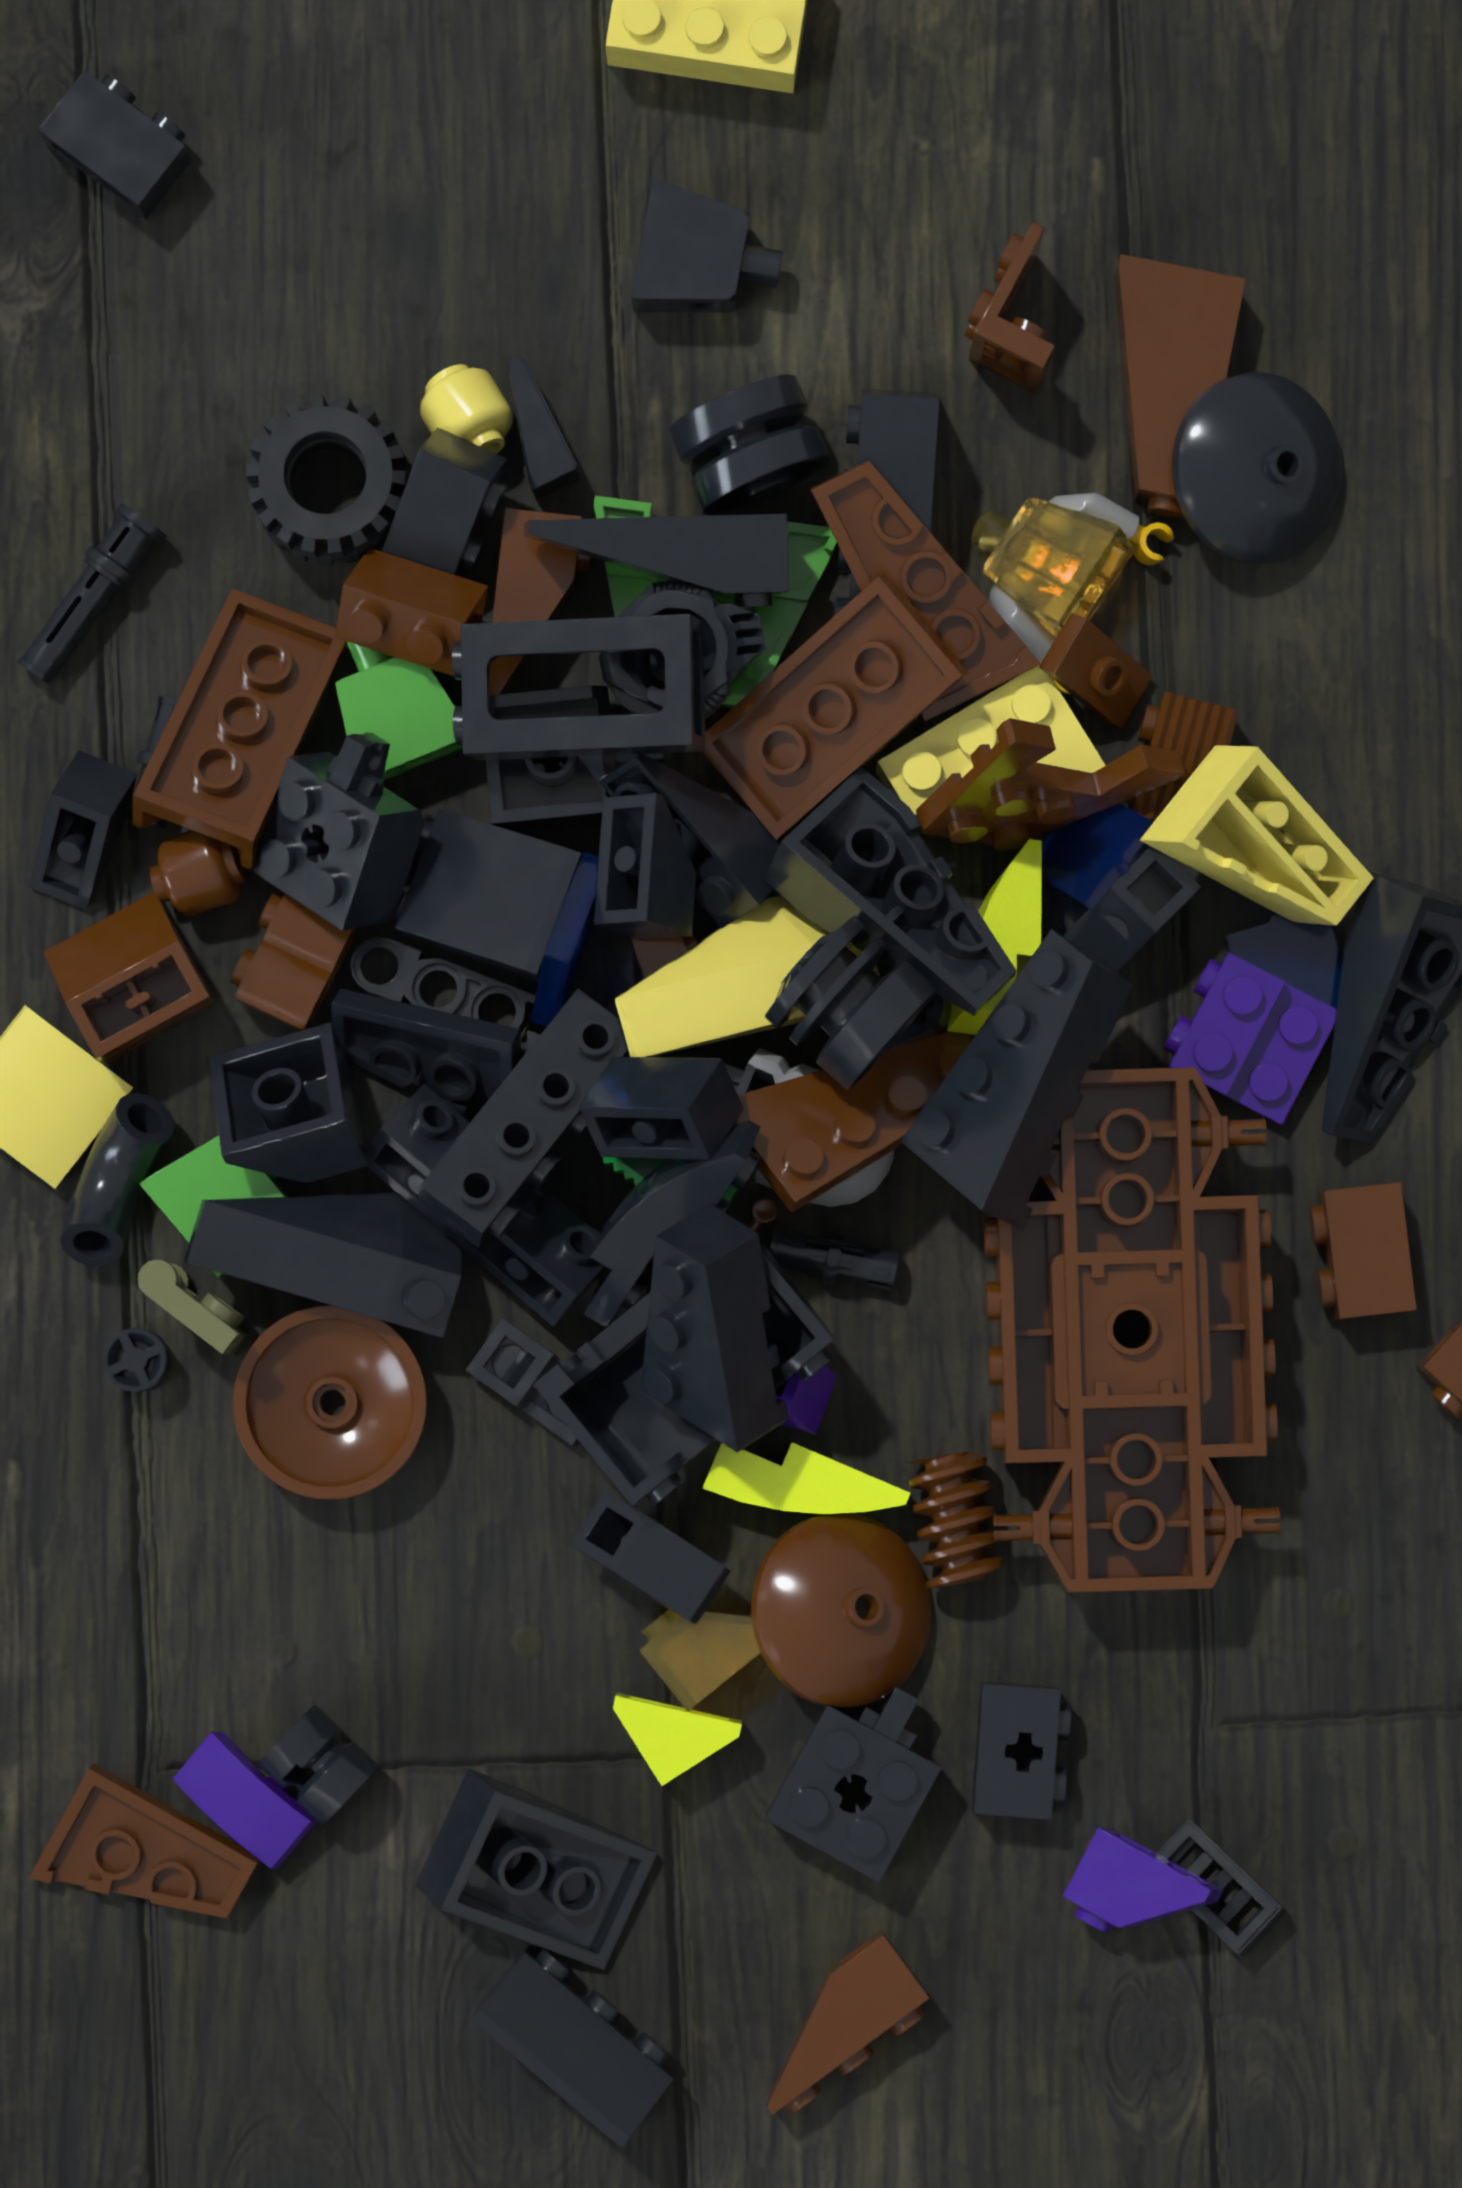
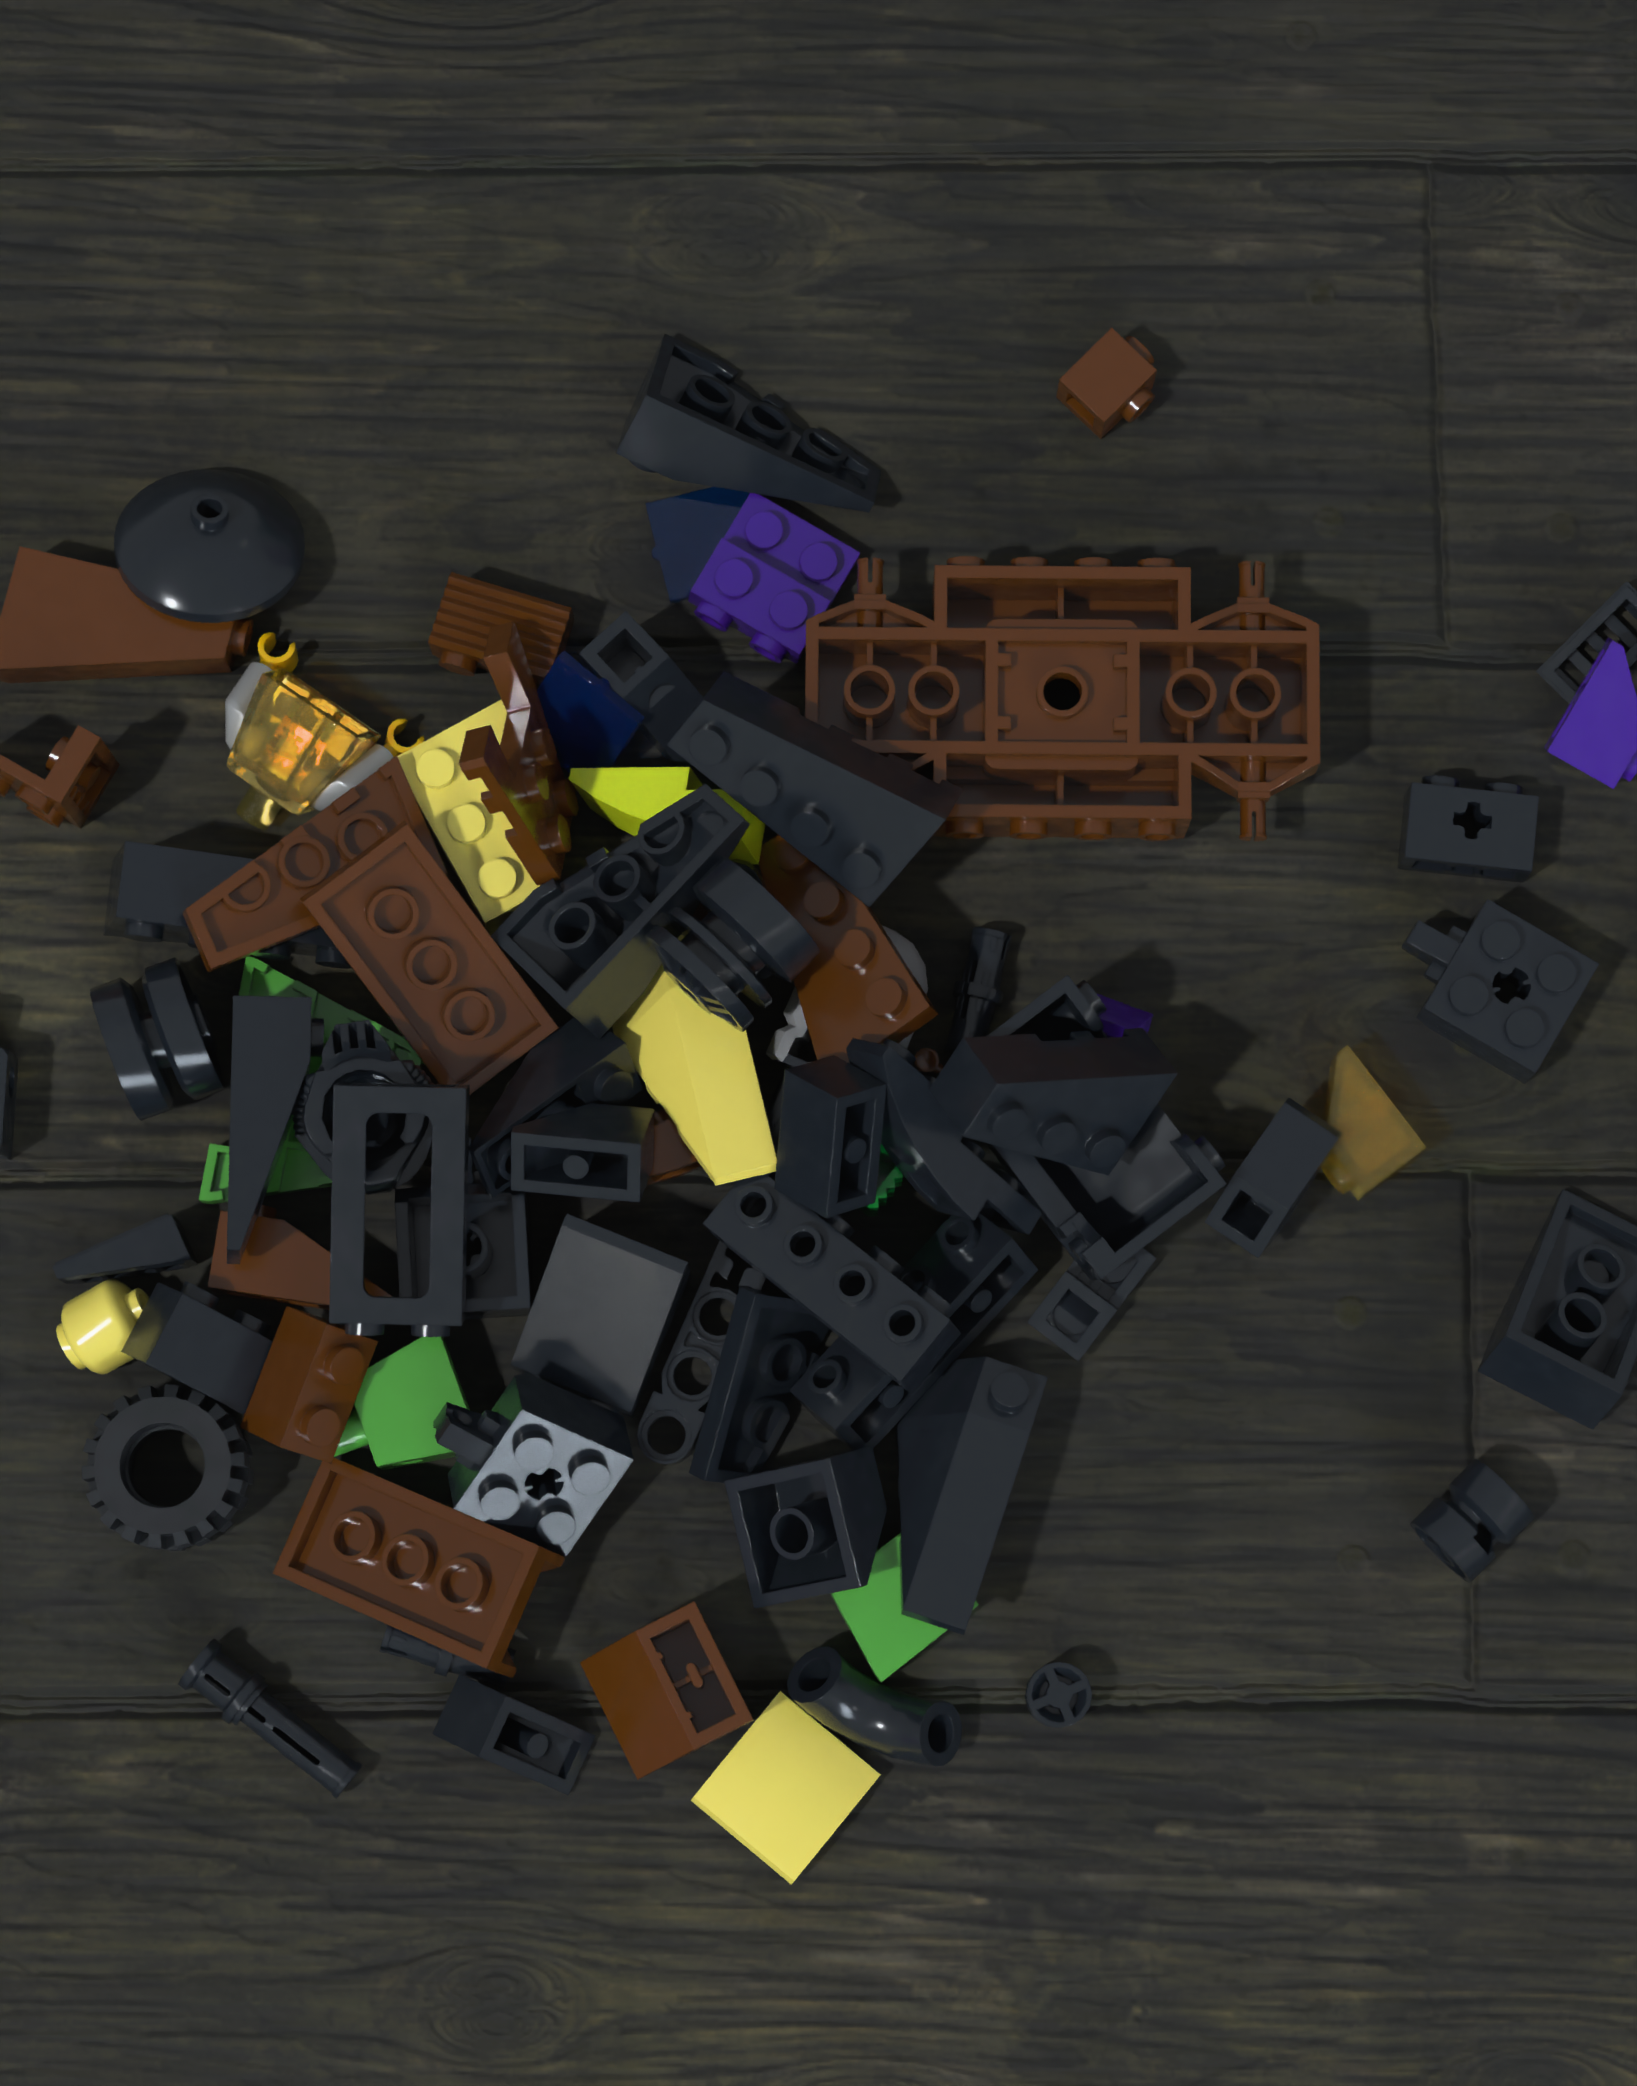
camera: 90 degrees left, 5 degrees down
(144, 1849) = (1551, 1703): reddish brown wing -> none
(197, 873) = (564, 1615): reddish brown head -> none
(207, 1317) = (1020, 1614): olive plate -> none
(243, 1801) = (1505, 1599): dark purple slope -> none
(283, 1391) = (1156, 1484): reddish brown dish -> none
(292, 964) = (661, 1522): reddish brown brick -> none
(567, 942) = (656, 1233): clear blue tile -> none
(671, 1735) = (1449, 1167): neon yellow slope -> none
(801, 1484) = (1201, 1033): neon yellow slope -> none
(809, 1617) = (1323, 1020): reddish brown dish -> none
(955, 1518) = (1239, 880): reddish brown piece -> none
(1096, 670) = (403, 708): reddish brown plate -> none
(1259, 838) = (579, 552): light yellow wedge -> none
(1364, 1251) = (988, 478): reddish brown brick -> none

